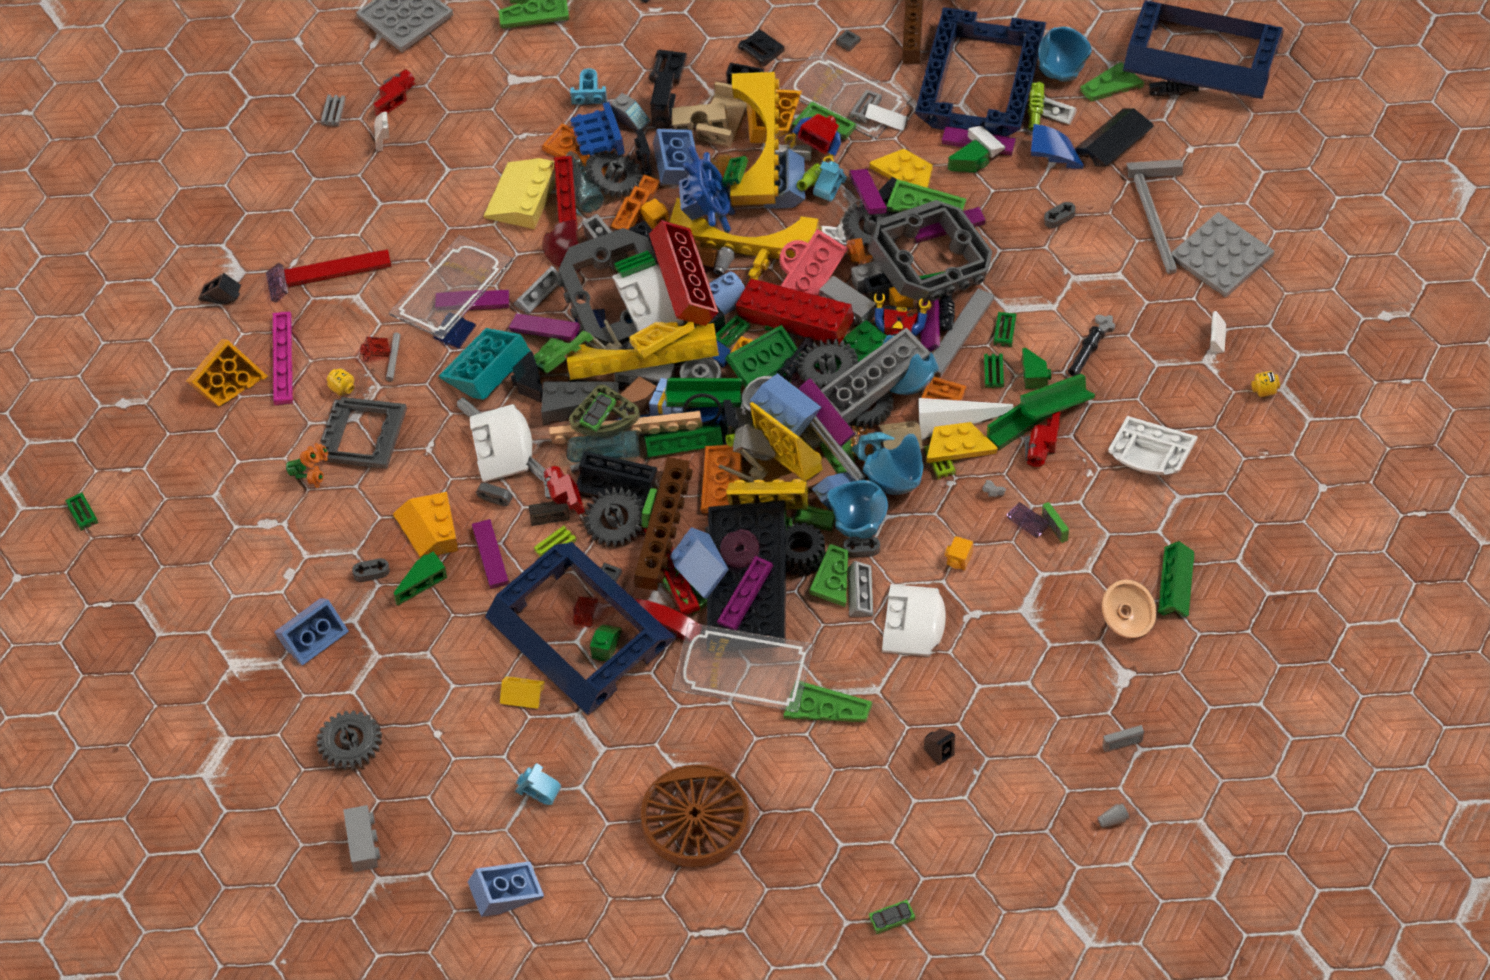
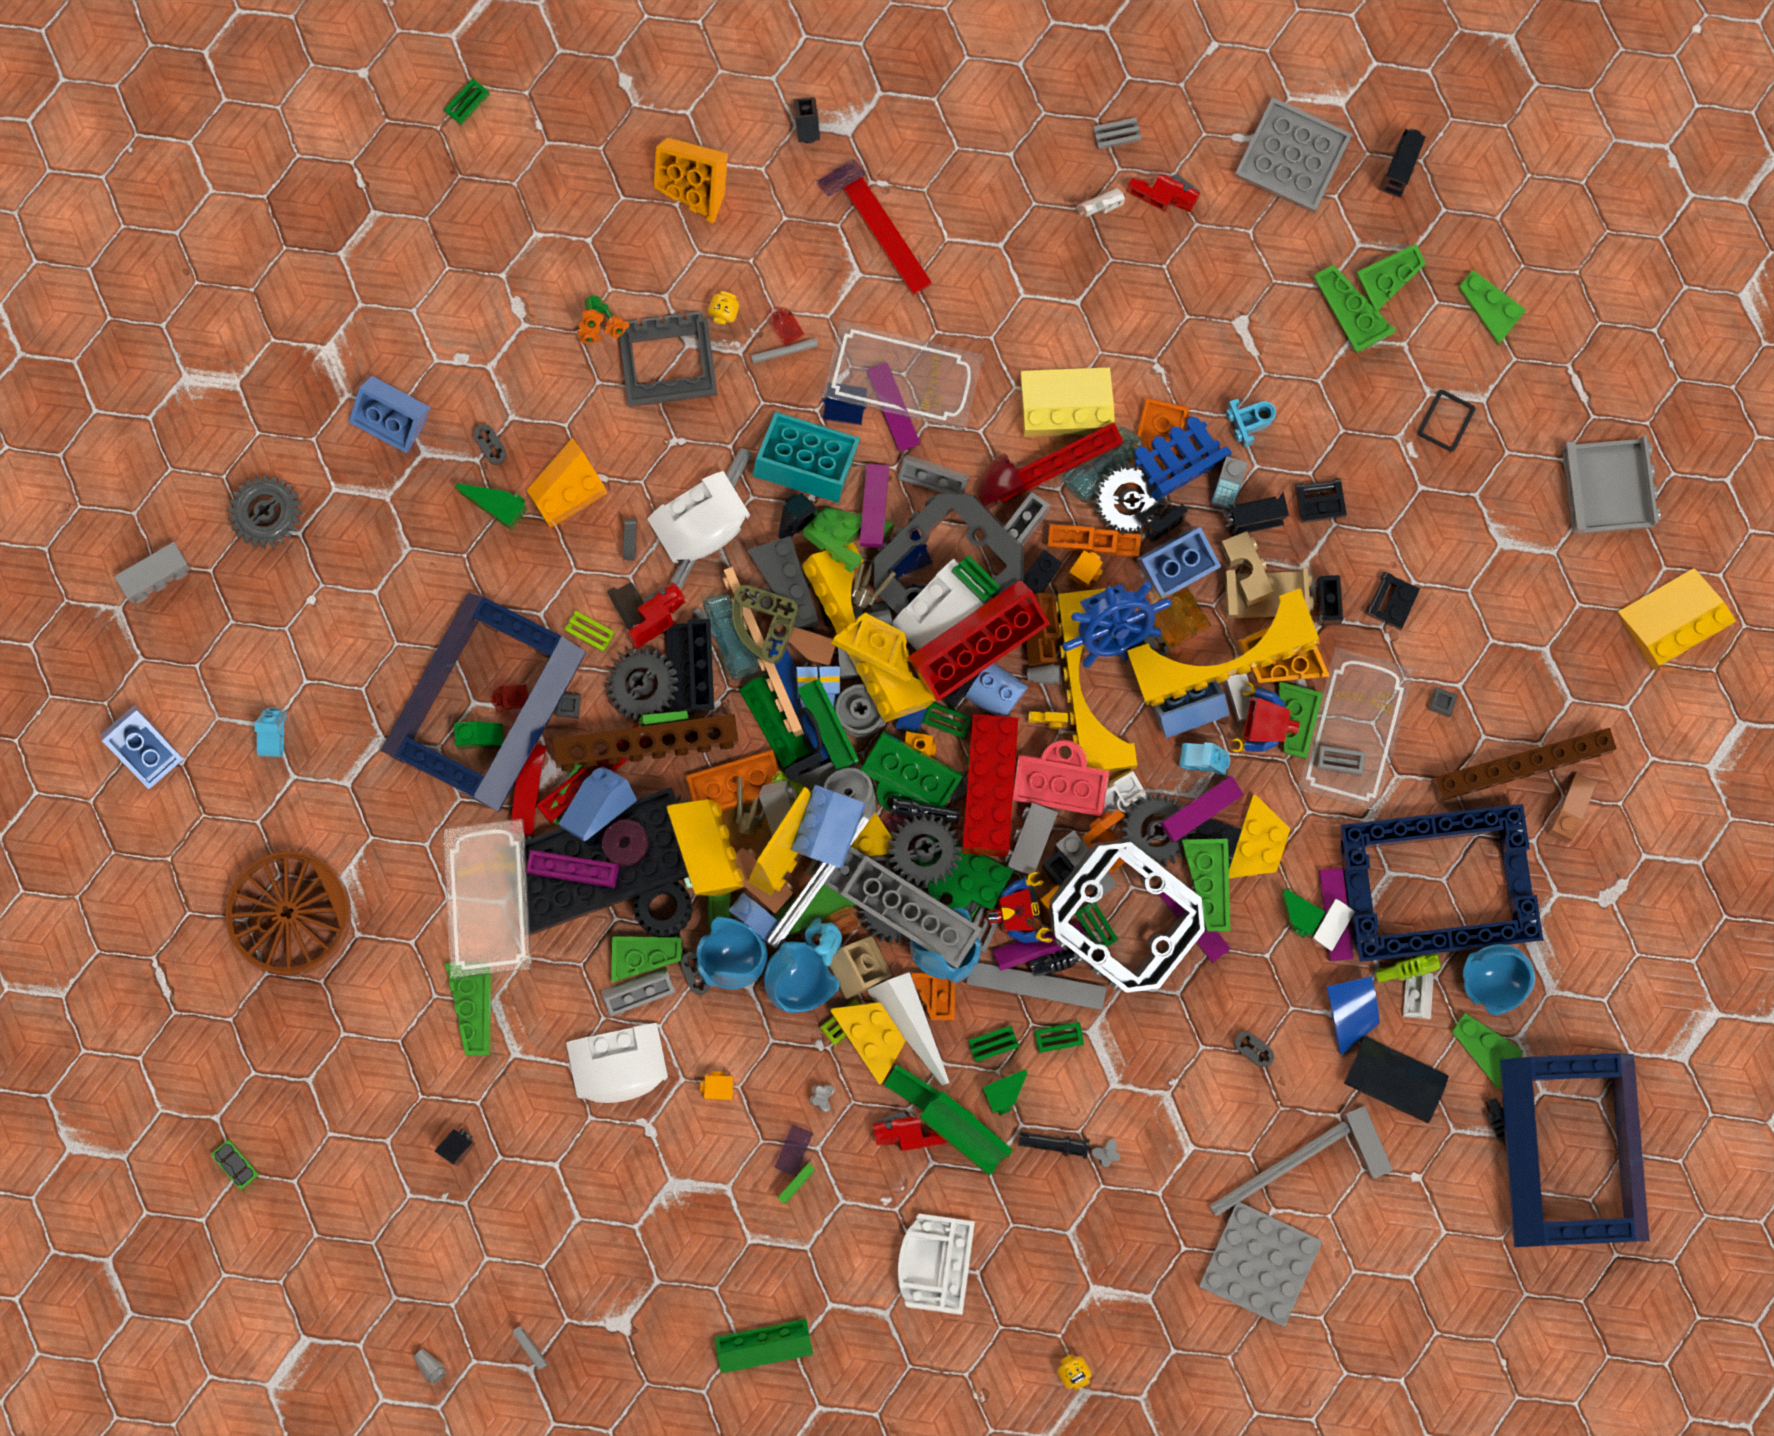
camera: 65 degrees right, 25 degrees up
(282, 358) = (742, 228): dark pink tile -> none
(490, 554) = (553, 565): magenta tile -> none
(521, 692) = (387, 669): yellow panel -> none
(597, 412) = (756, 615): tile -> none
(737, 169) = (1163, 646): green tile -> none
(809, 177) = (1200, 734): lime hinge -> none
(828, 414) = (838, 879): magenta tile -> none
(886, 116) = (1332, 790): white sticker -> none
(1137, 607) = (696, 1315): light nougat dish -> none
(1218, 333) = (1135, 1294): white slope -> none

